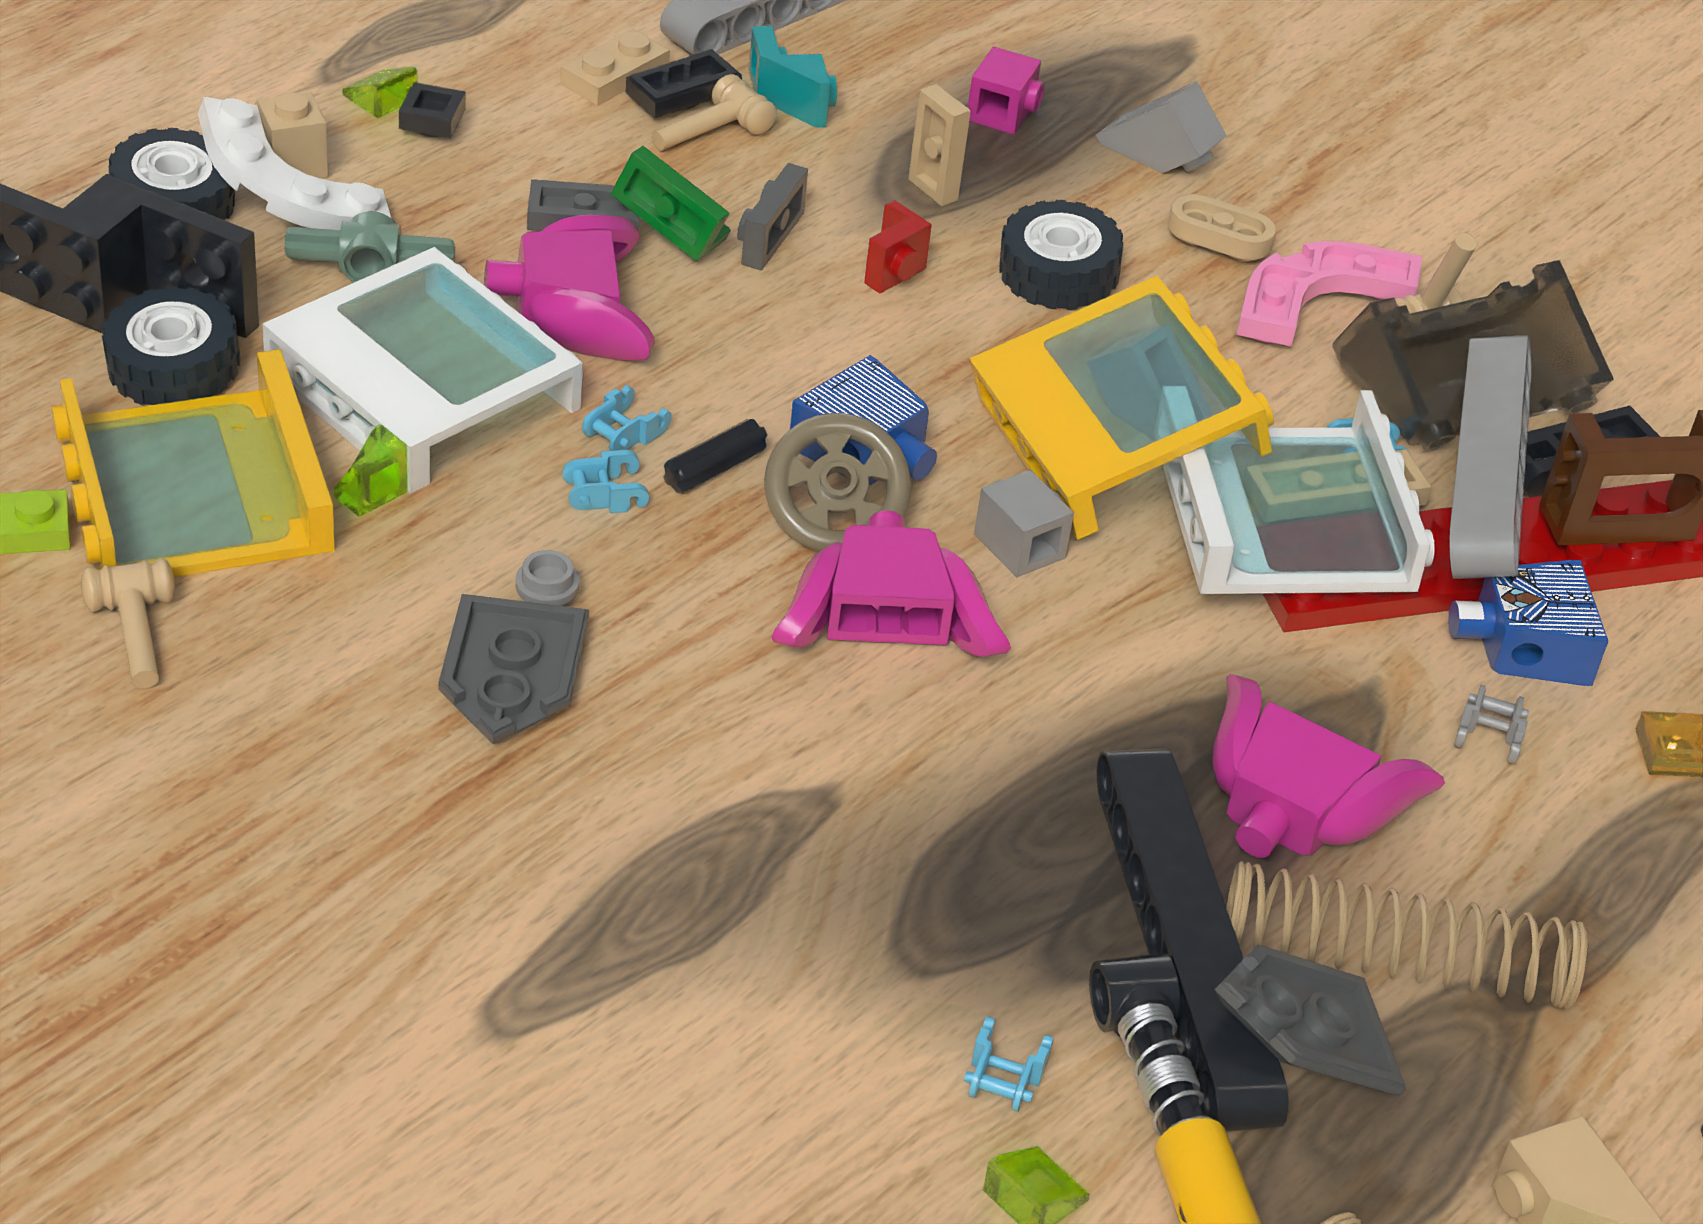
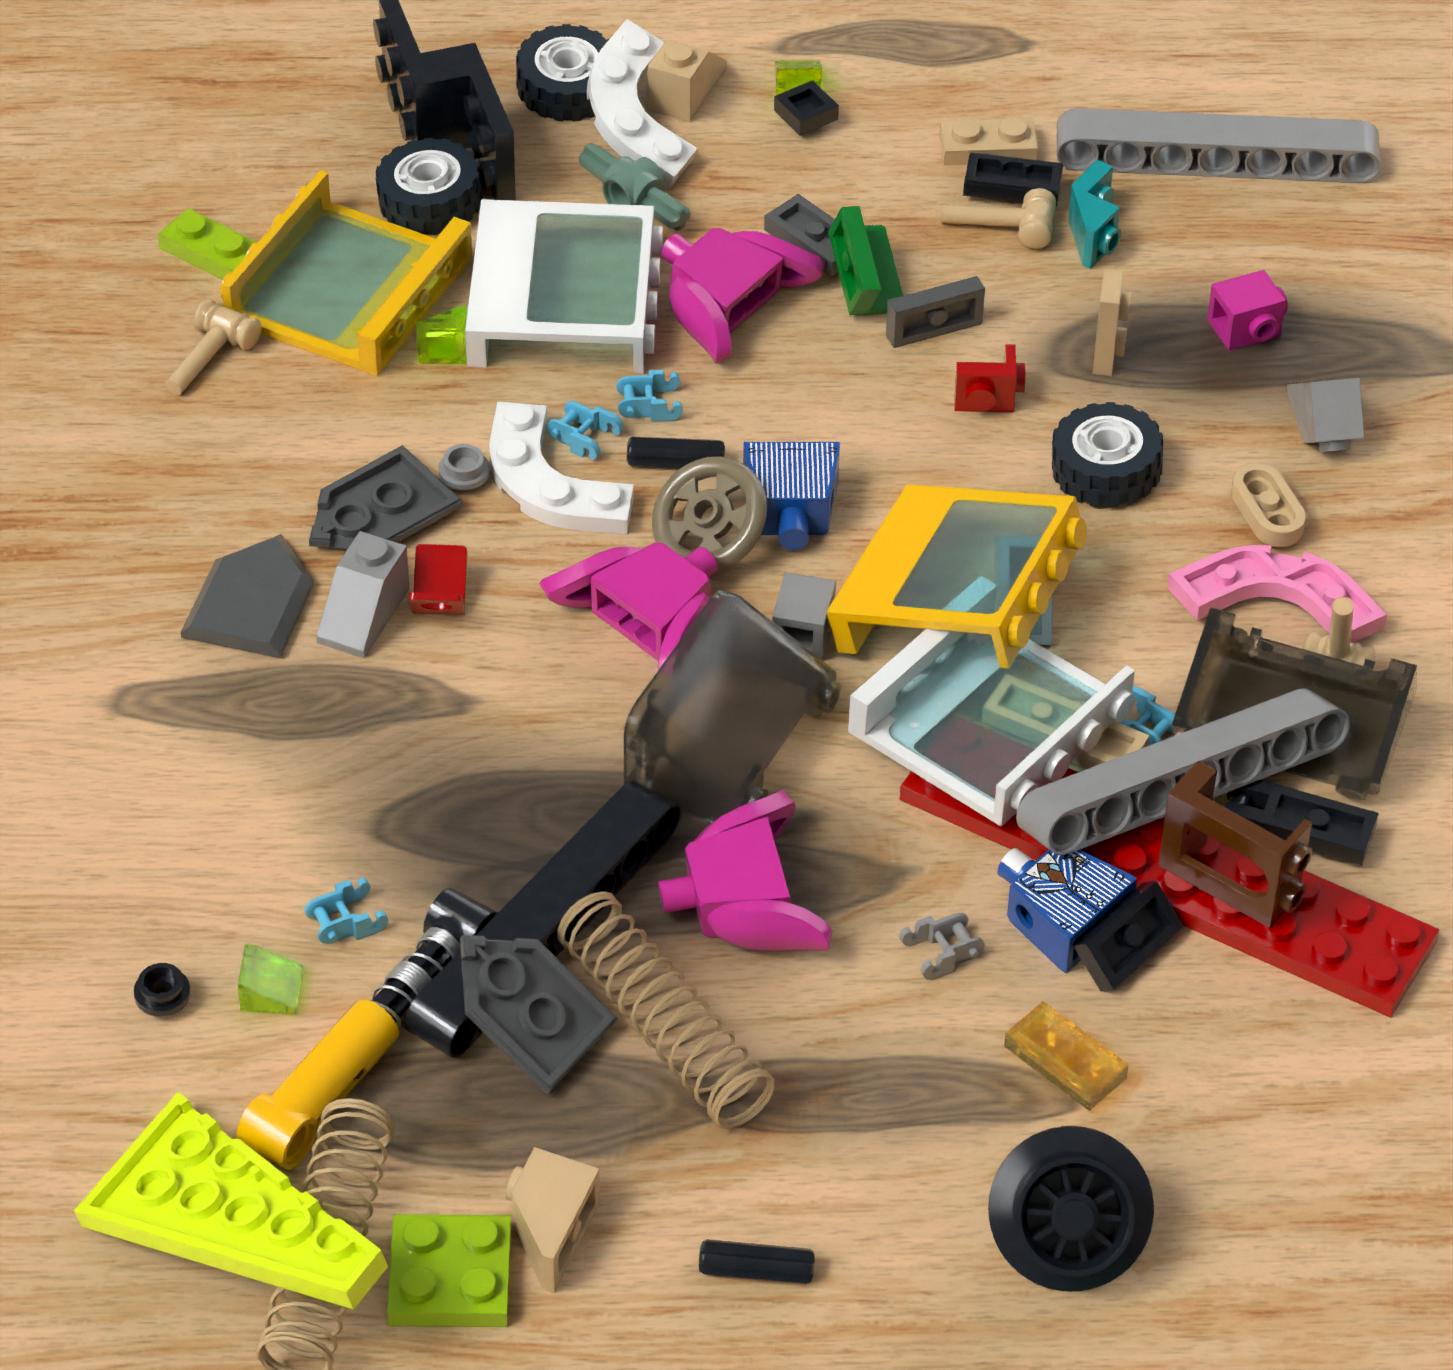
camera: 50 degrees right, 5 degrees up
(501, 833) = (251, 599): none -> dark grey tile
(624, 750) = (364, 594): none -> light grey slope
(654, 559) = (542, 490): none -> white plate
(672, 693) = (439, 579): none -> red bracket
(1103, 642) = (723, 709): none -> clear smoke windscreen
(1625, 639) = (1128, 936): none -> black plate

